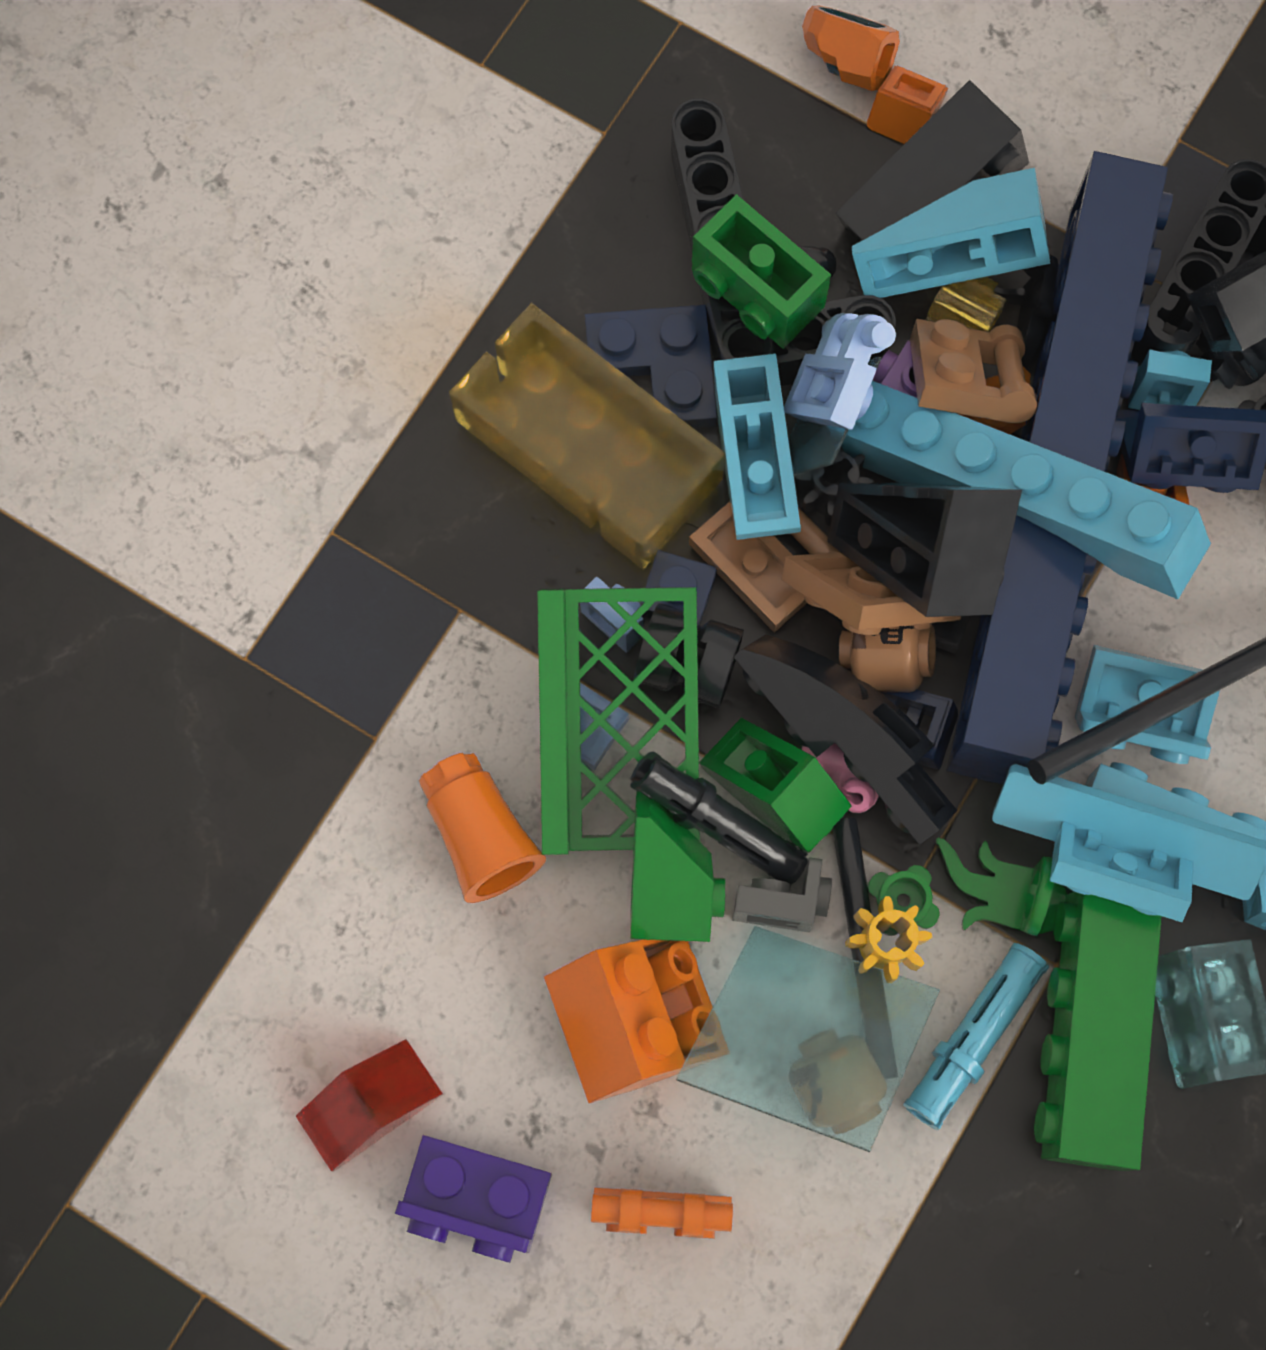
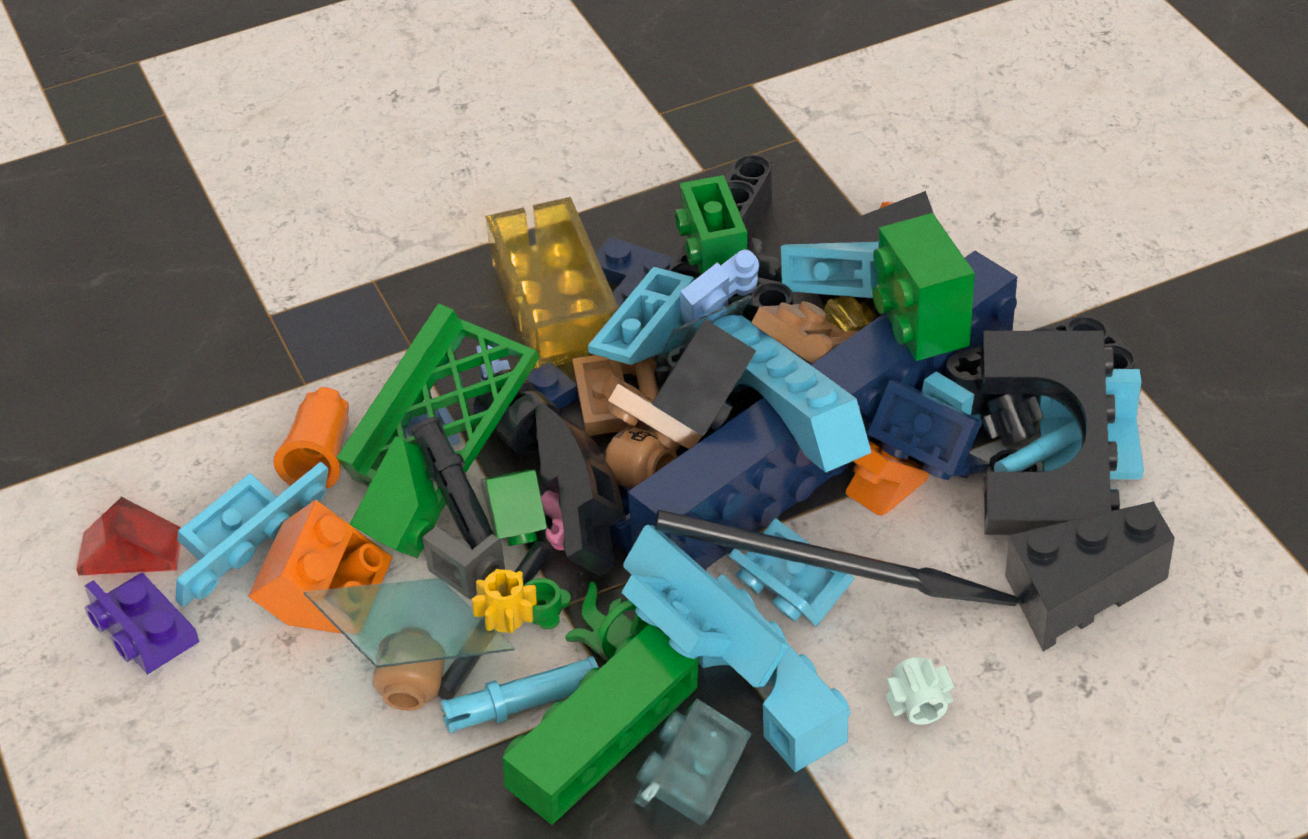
camera: 35 degrees right, 30 degrees down
(487, 1007) = (236, 525): none -> medium azure bracket
(687, 1213) = (237, 669): orange plate -> none
(851, 45) = (887, 178): orange rock -> none
(1125, 270) = (923, 287): none -> green brick

